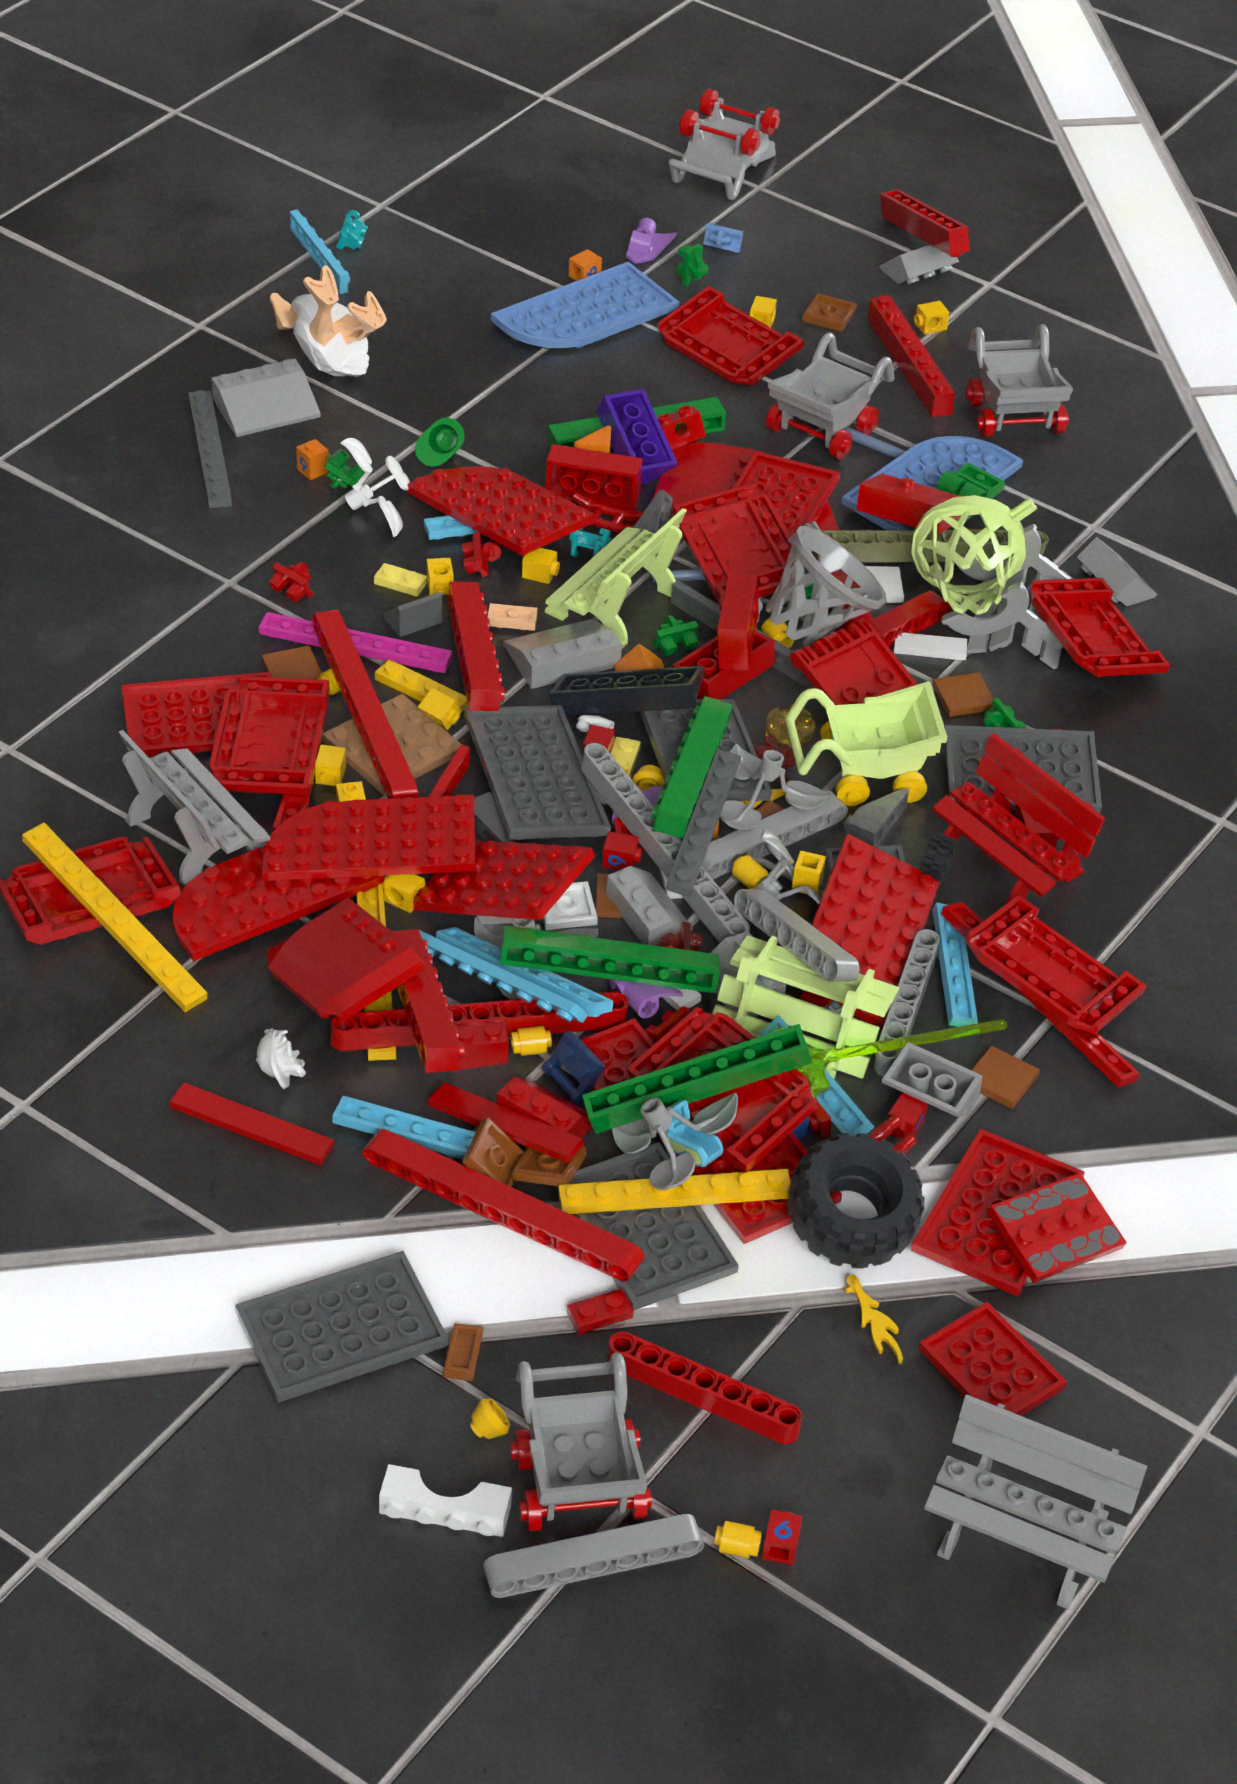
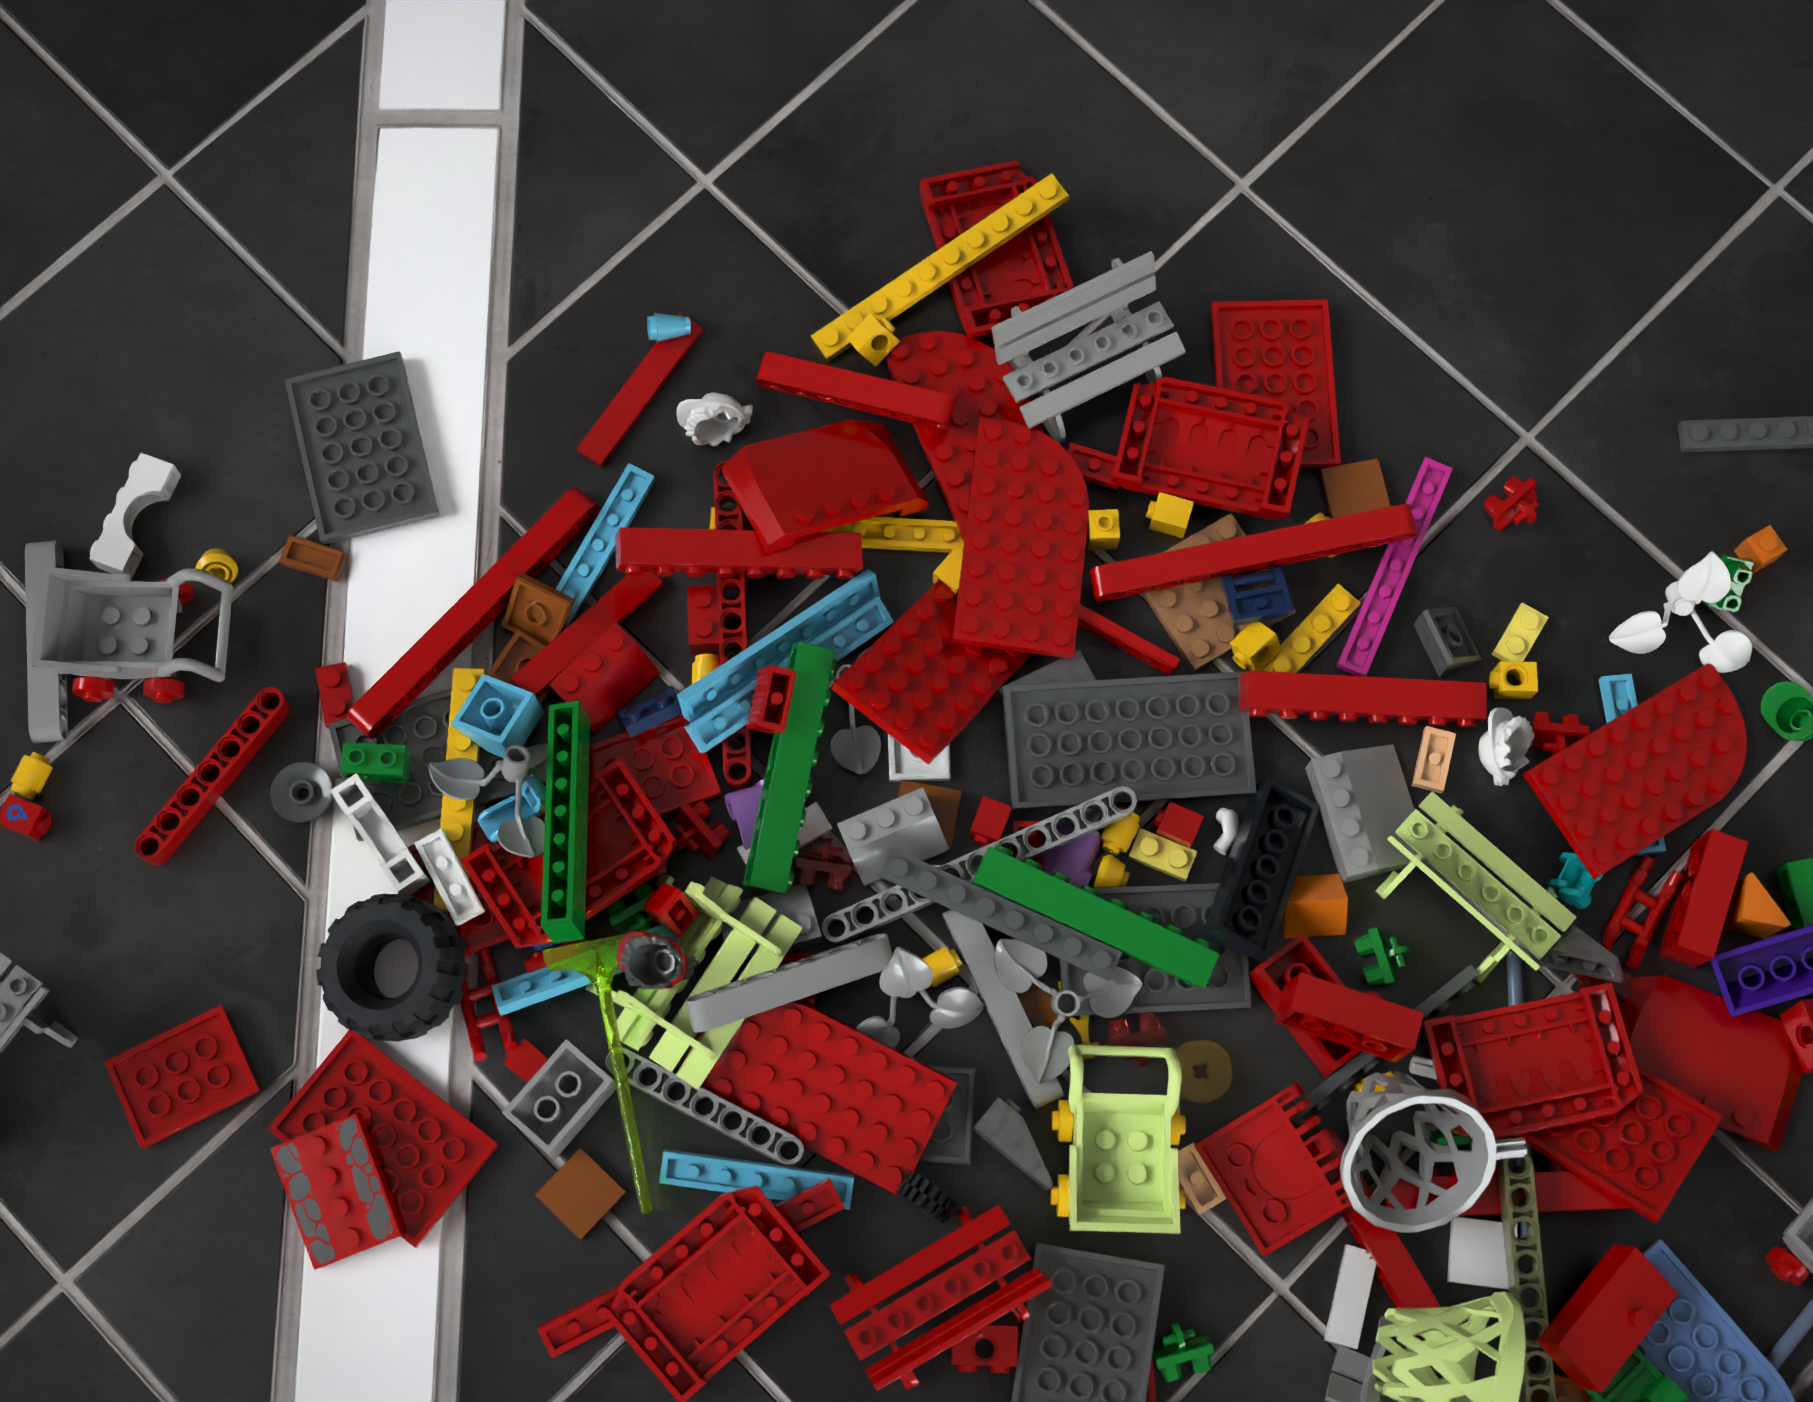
camera: 100 degrees right, 30 degrees up
(189, 953) = (863, 338): none -> yellow brick
(191, 1100) = (665, 326): none -> medium azure cone
(243, 960) = (855, 390): none -> red beam
(405, 700) = (1258, 603): none -> dark blue plate
(498, 576) = (1505, 745): none -> white hair
(540, 565) = (1529, 812): yellow brick -> none
(558, 958) = (771, 699): none -> red brick
(606, 1155) = (498, 715): none -> medium azure slope
(668, 1246) = (376, 762): none -> green brick
(703, 1306) = (291, 782): none -> dark grey dish
(755, 1009) = (671, 909): none -> red slope
(761, 1174) = (449, 877): none -> white tile
(761, 1212) = (380, 835): none -> white arch
(807, 1009) = (653, 960): none -> dark grey hair
(809, 871) = (920, 1032): yellow brick -> none
(878, 1320) = (270, 974): yellow piece -> none
(963, 694) = (1248, 1317): dark orange tile -> none

